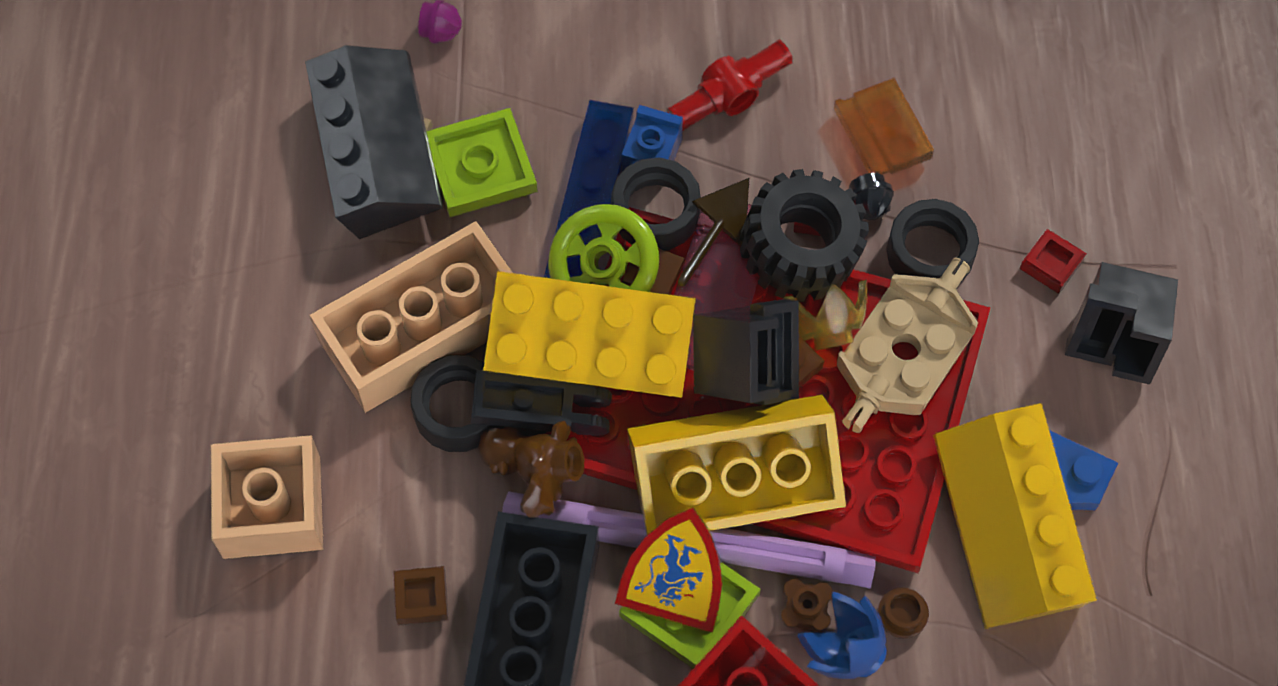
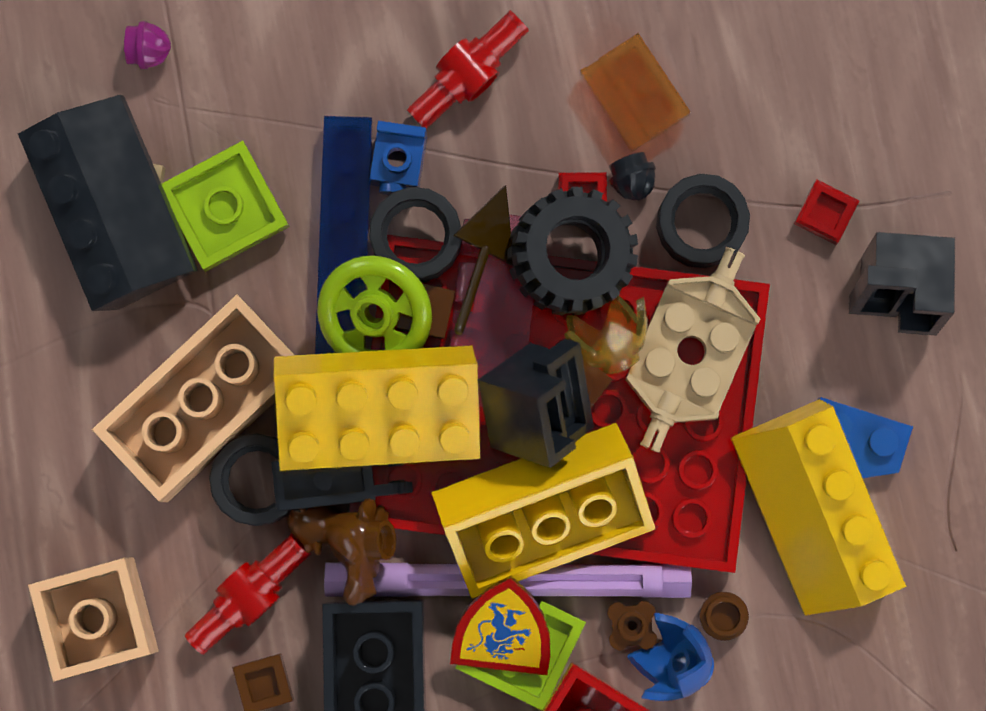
camera: 10 degrees left, 20 degrees up
(424, 506) = (247, 594): none -> red pin

